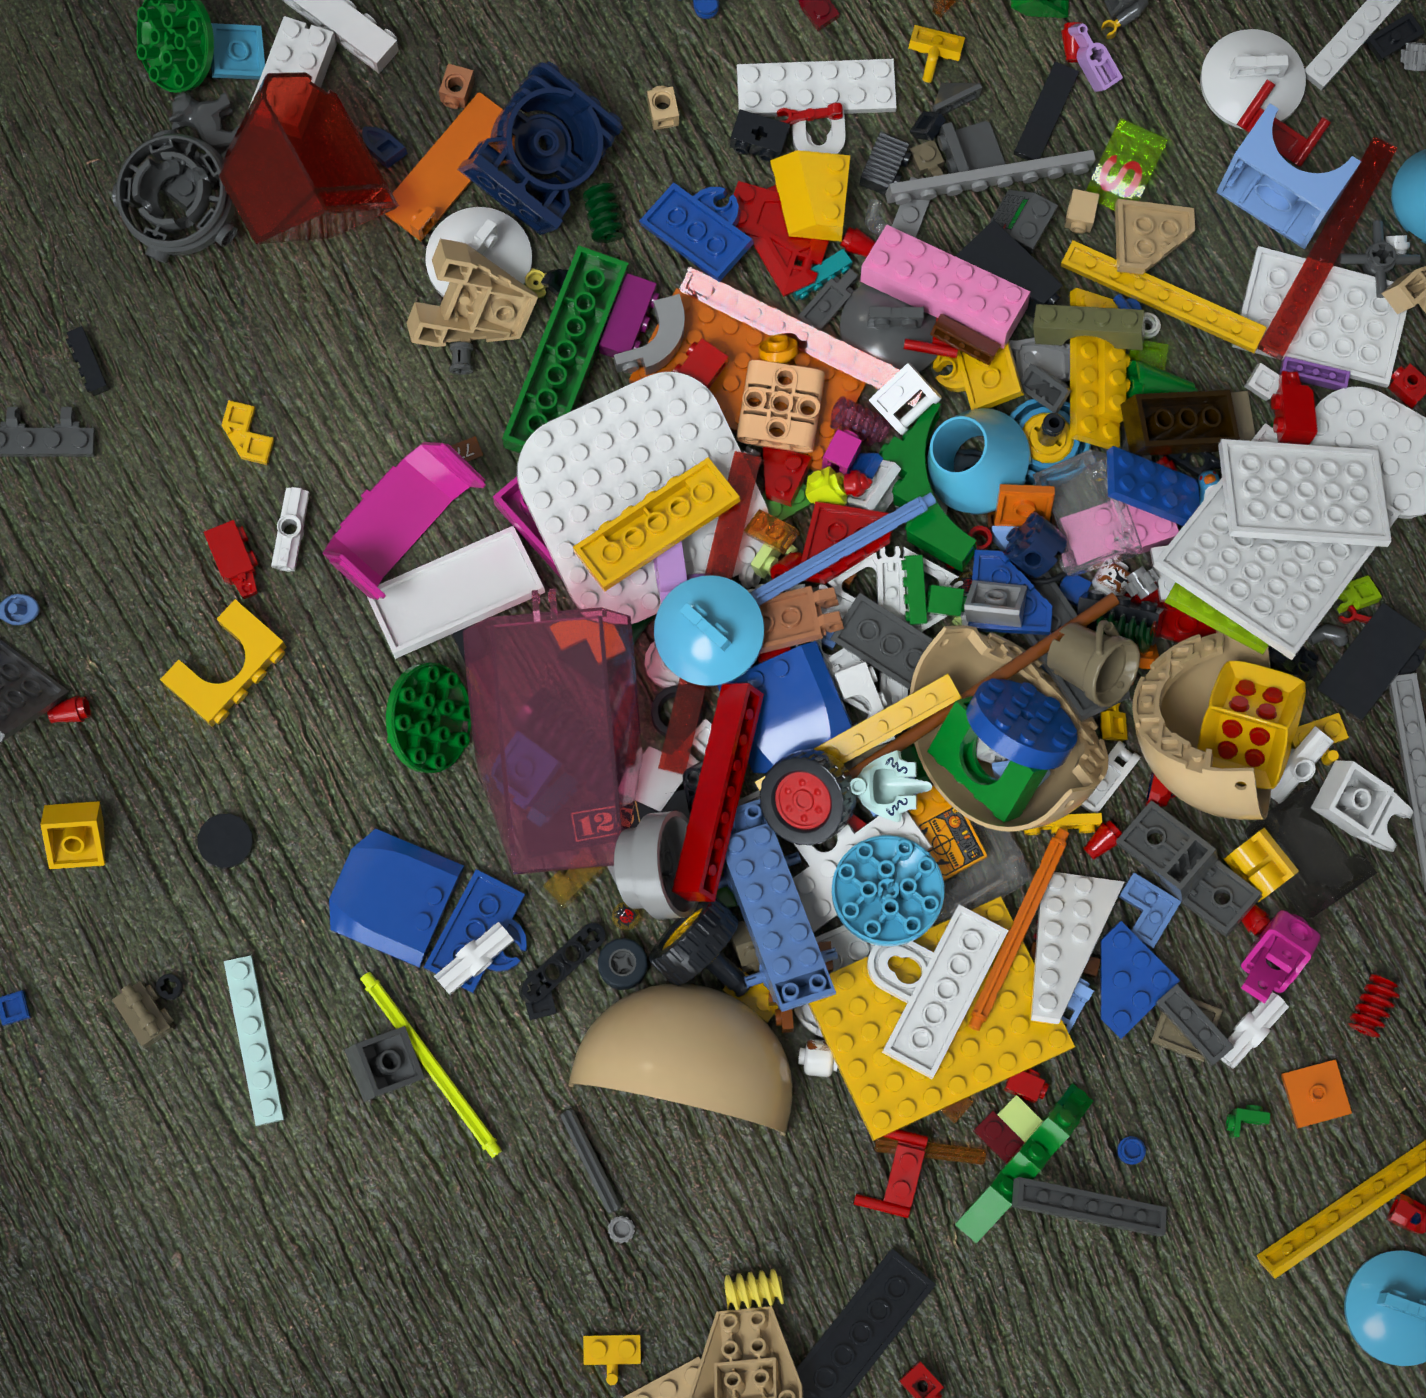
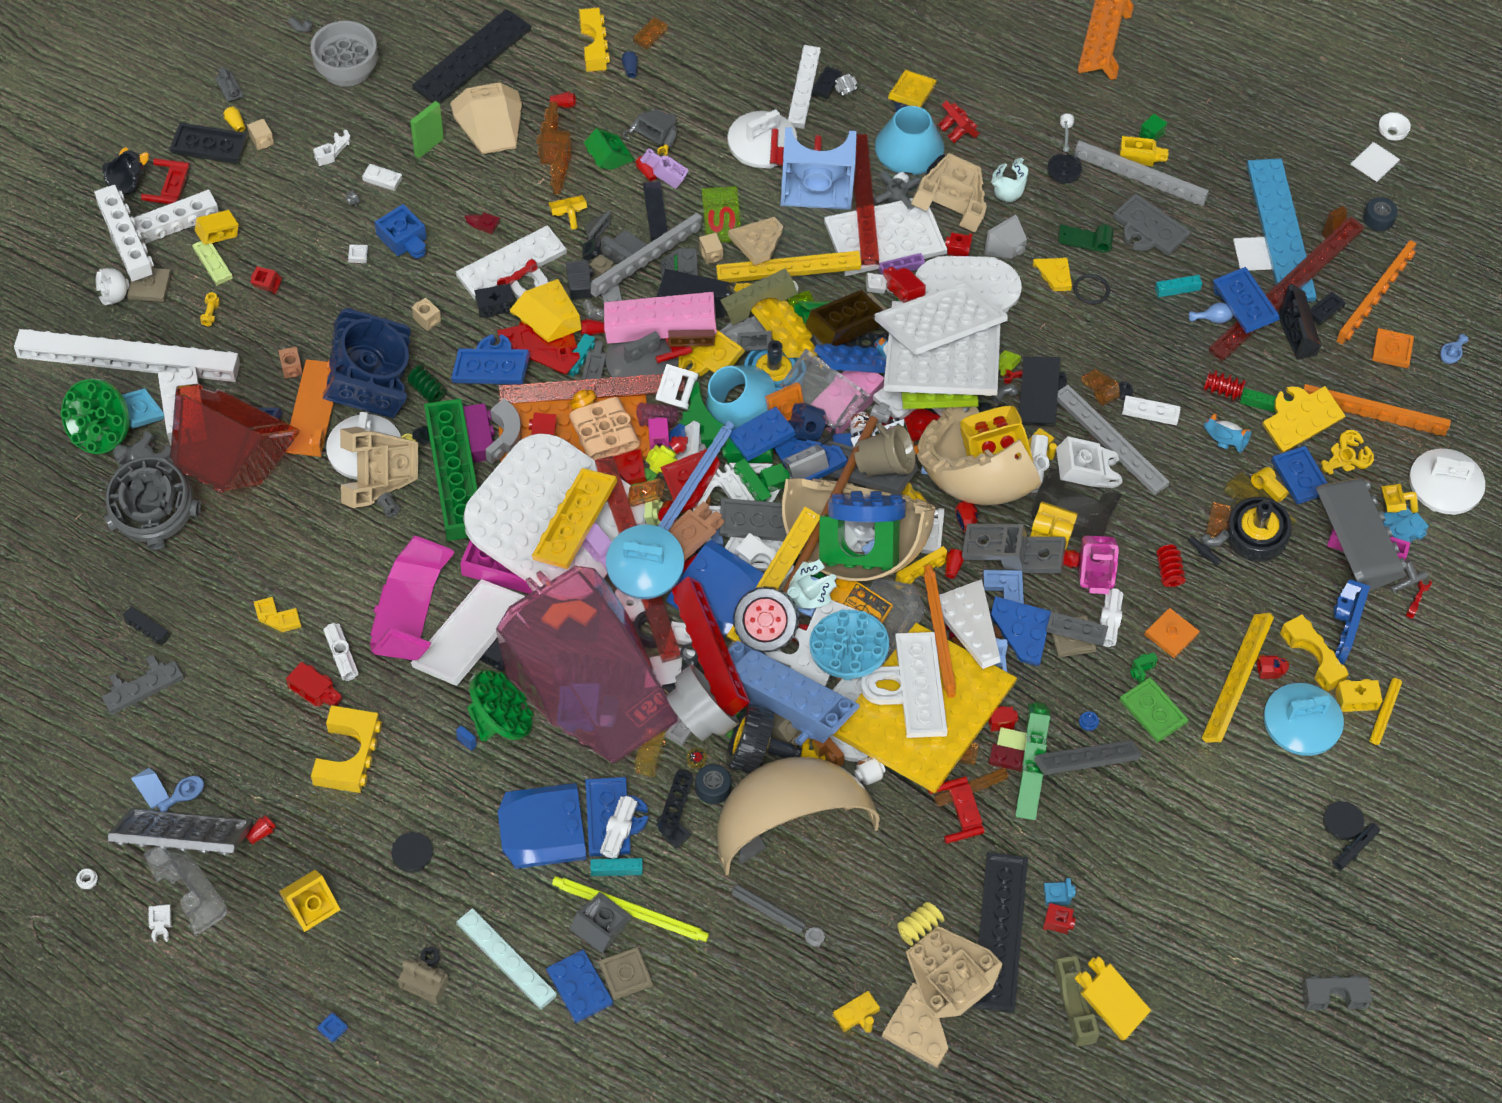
camera: 30 degrees left, 20 degrees down
(316, 1125) = (579, 986): none -> blue plate
(370, 731) = (466, 738): none -> blue tile
(376, 1142) = (625, 973): none -> dark tan plate
(446, 1002) = (616, 867): none -> teal piece
(945, 1349) = (1059, 892): none -> dark azure bracket
(965, 532) = (761, 434): none -> blue plate
(1223, 1182) = (1153, 709): none -> bright green tile

